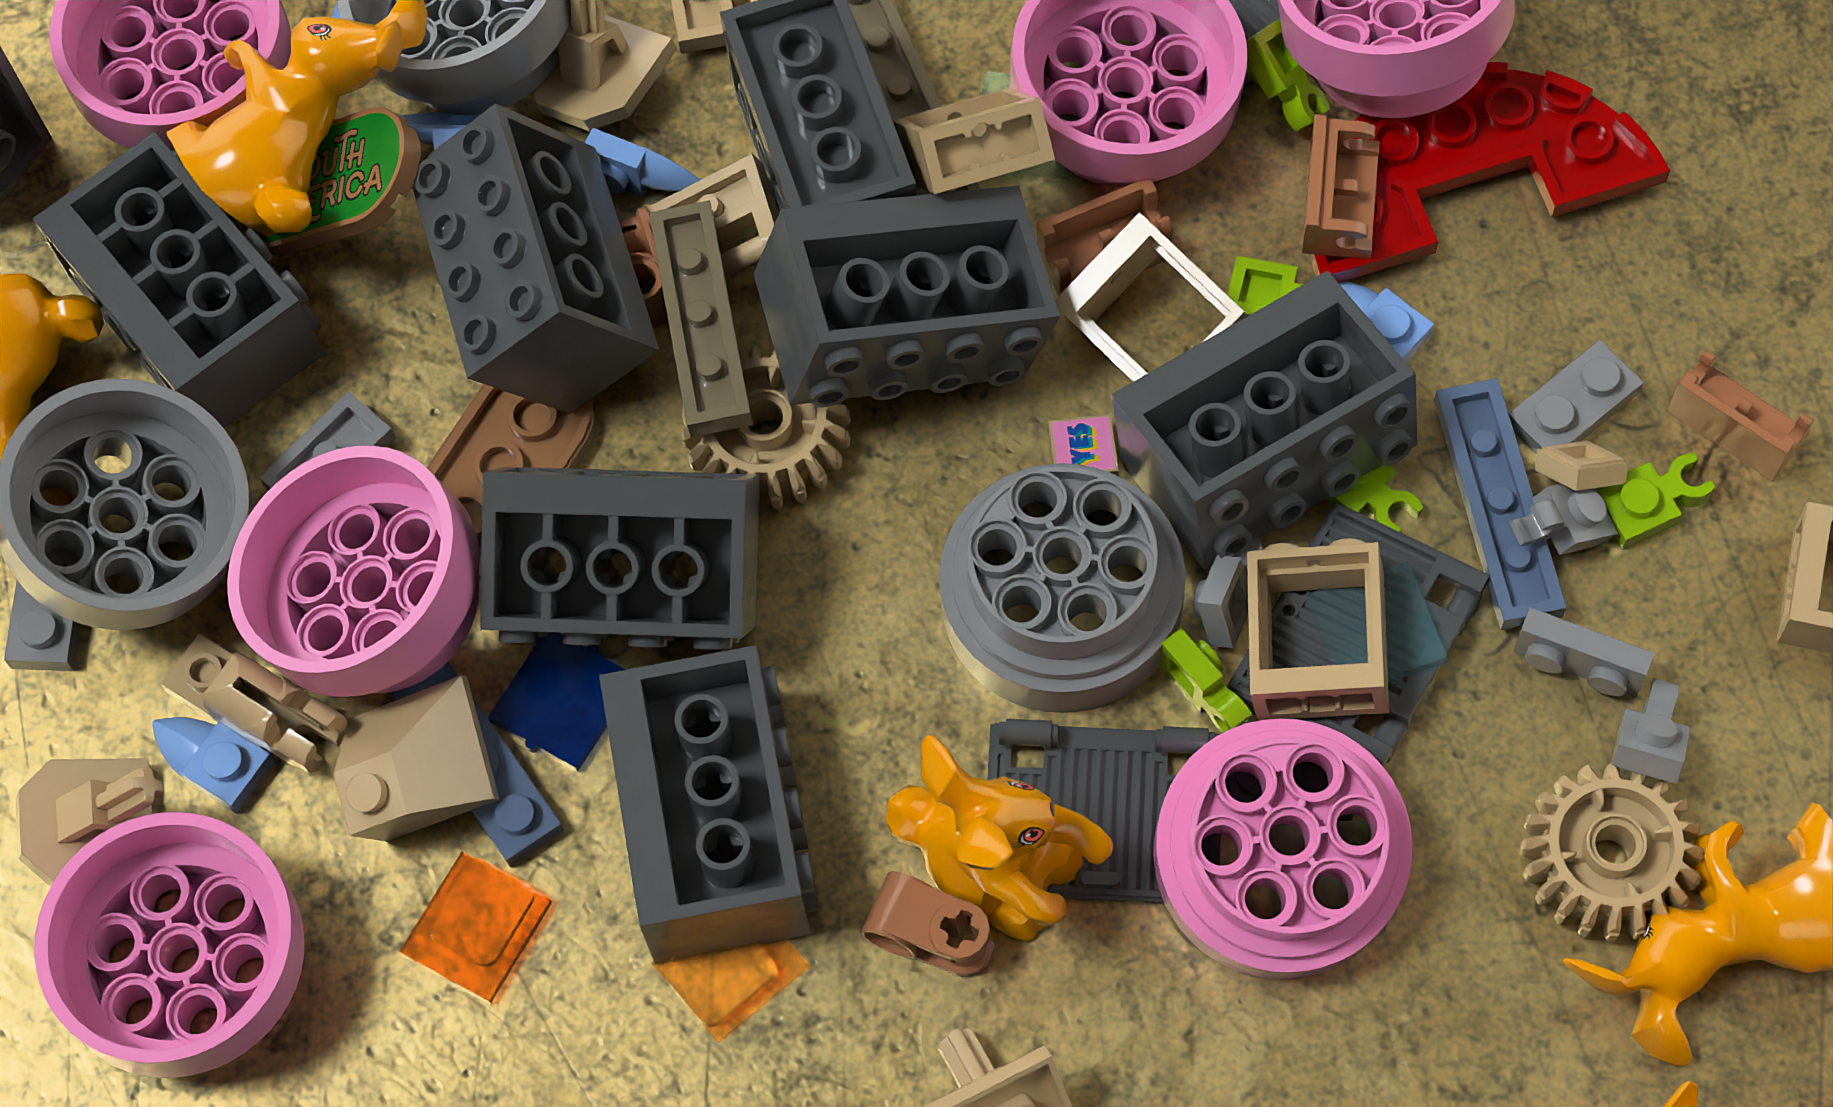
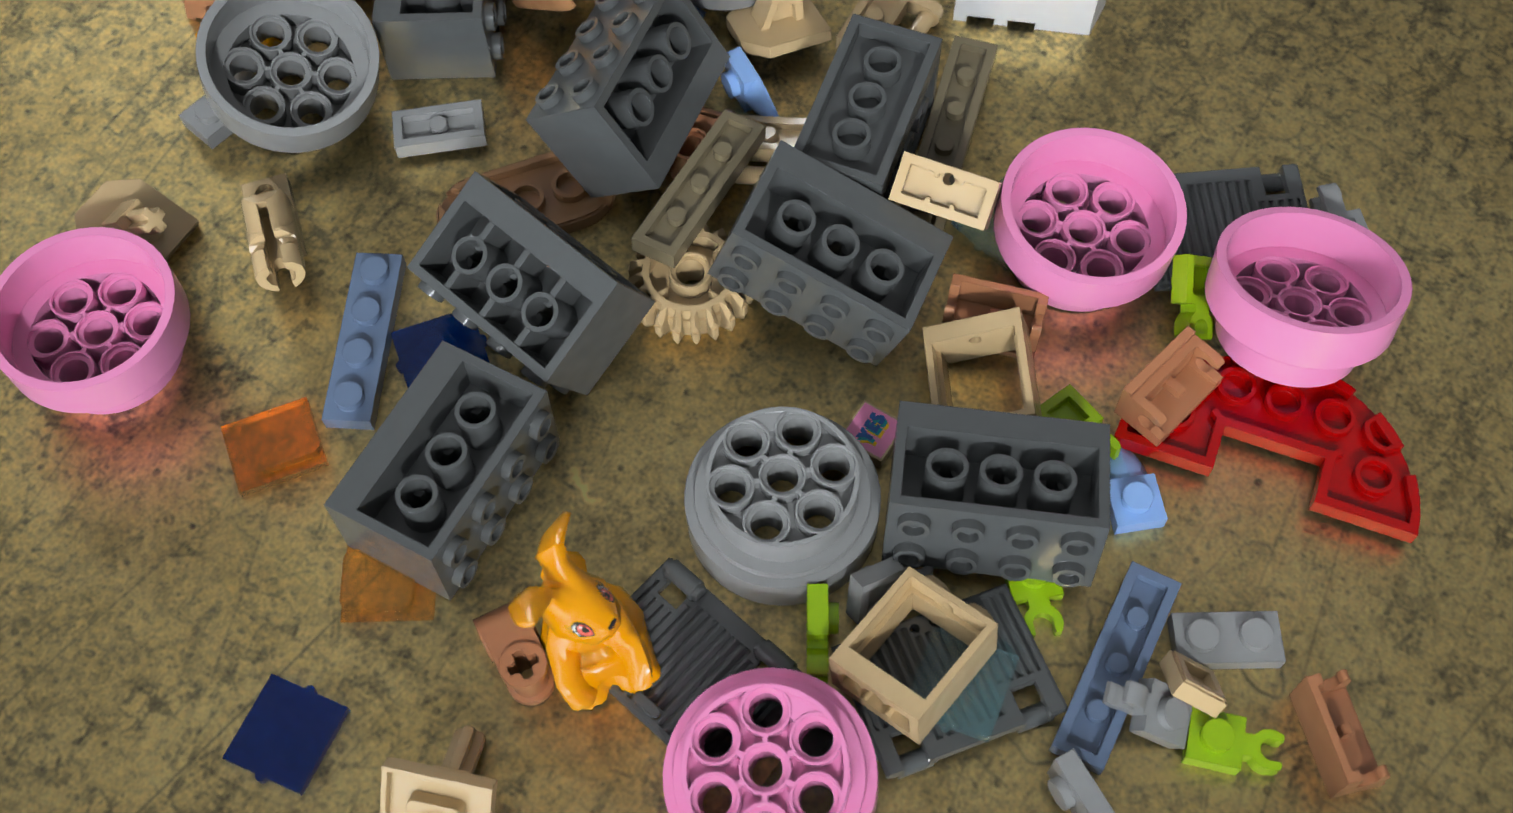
camera: 35 degrees right, 5 degrees down
(212, 758) = (228, 247): light blue plate -> none
(356, 573) = (370, 190): bright pink wheel -> none
(413, 763) = (315, 323): tan slope -> none

